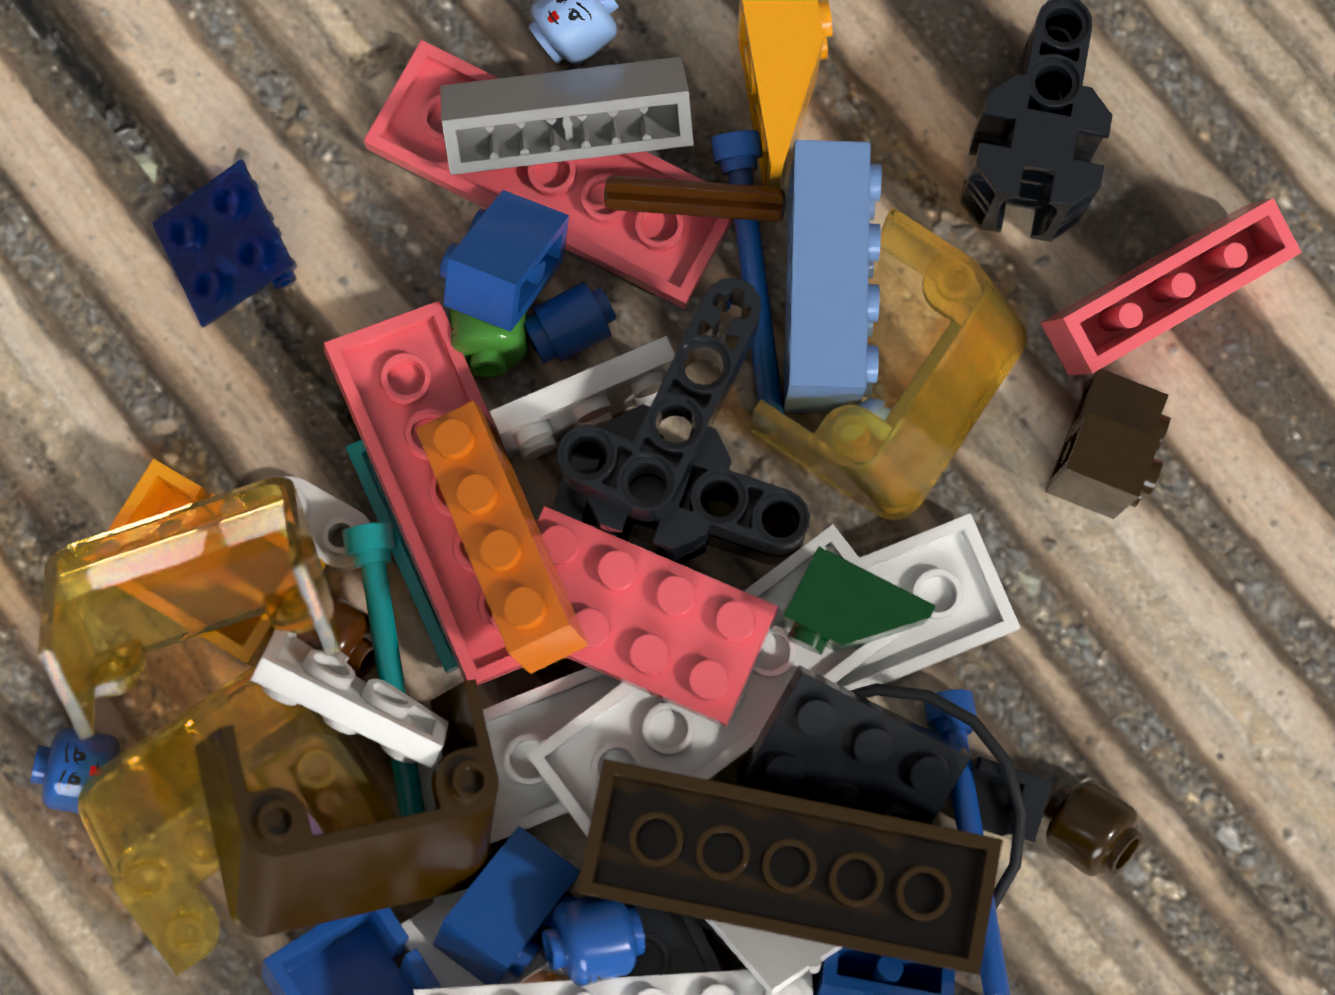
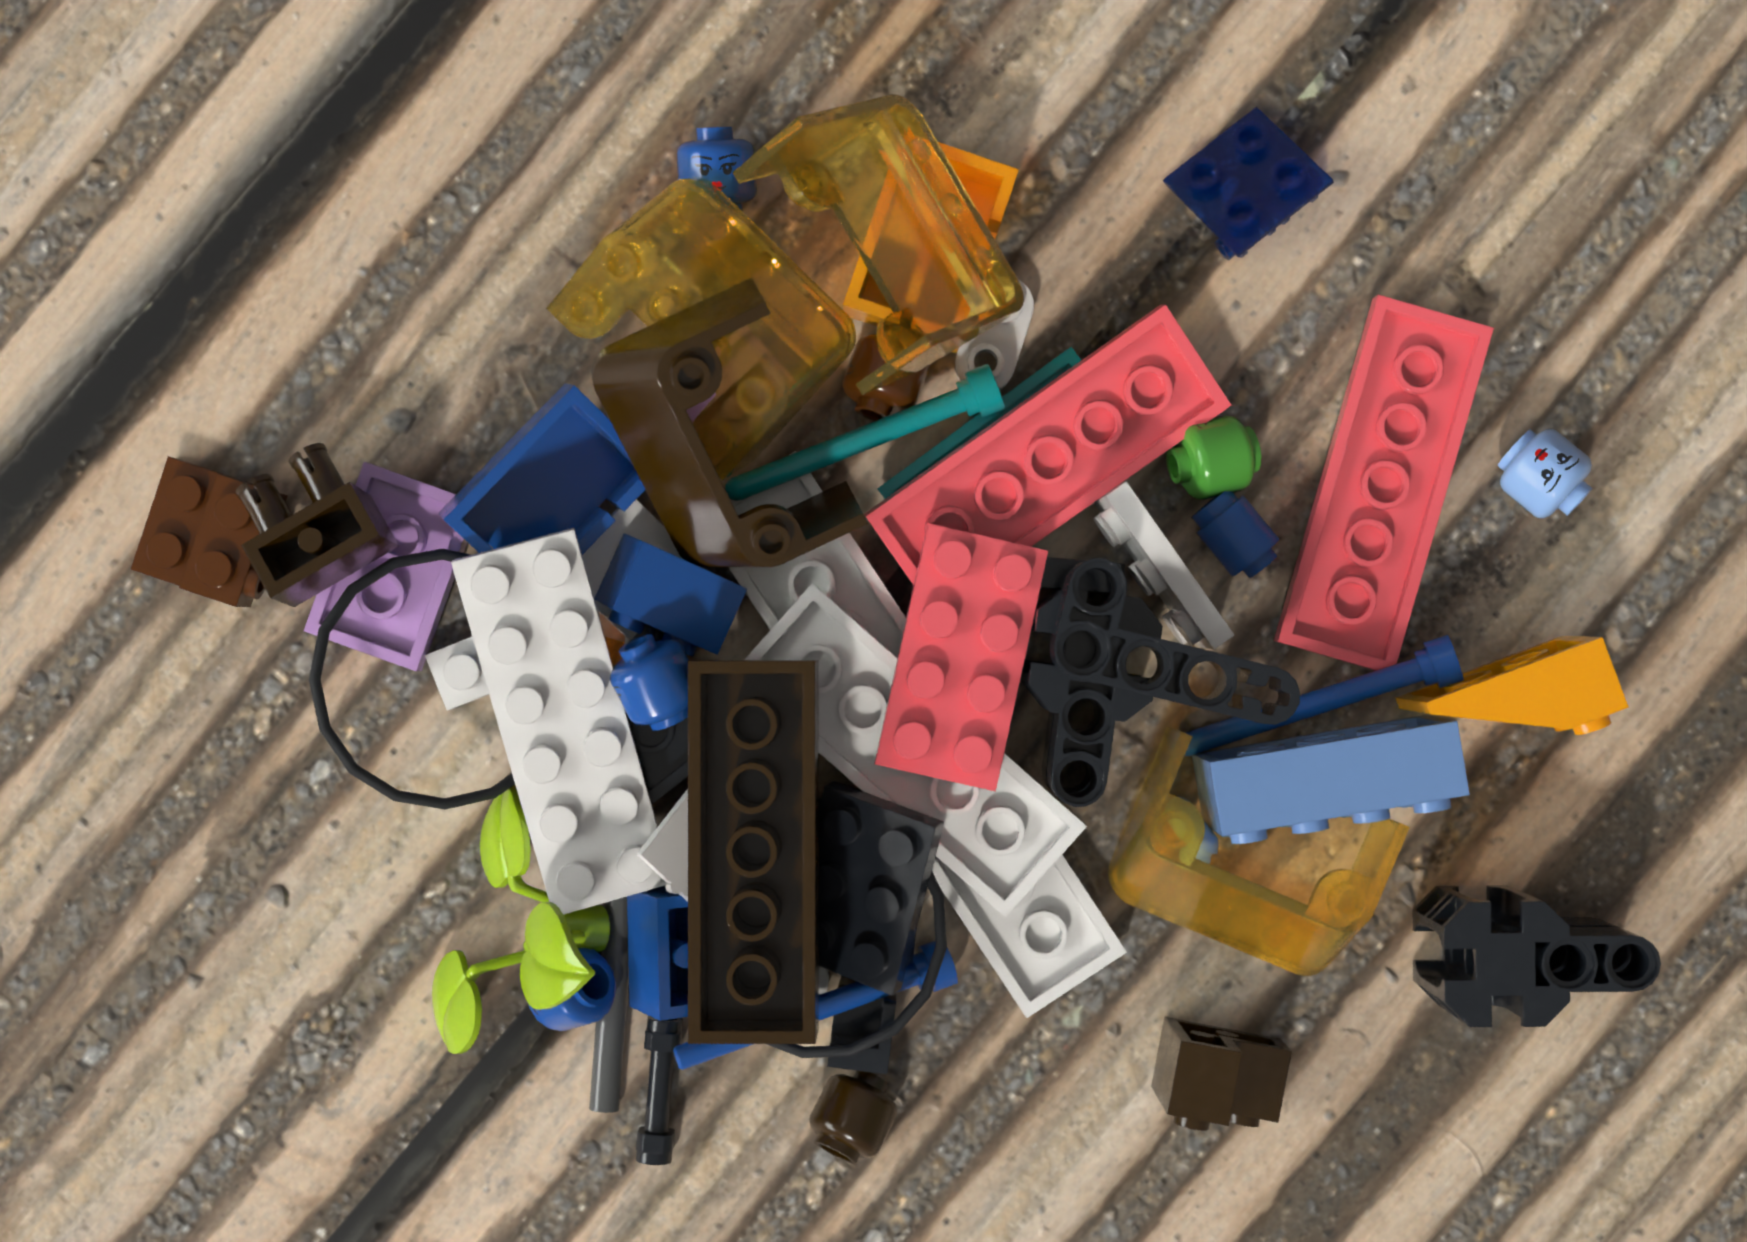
camera: 80 degrees right, 10 degrees up
(328, 685) = (822, 435): white wing -> none
(501, 538) = (1006, 518): orange brick -> none
(504, 260) = (1283, 459): blue brick -> none
(566, 115) = (1442, 489): light grey brick -> none
(695, 198) = (1382, 631): reddish brown axle -> none
(848, 606) = (1008, 856): dark green slope -> none
(1170, 287) = (1387, 1107): coral brick -> none

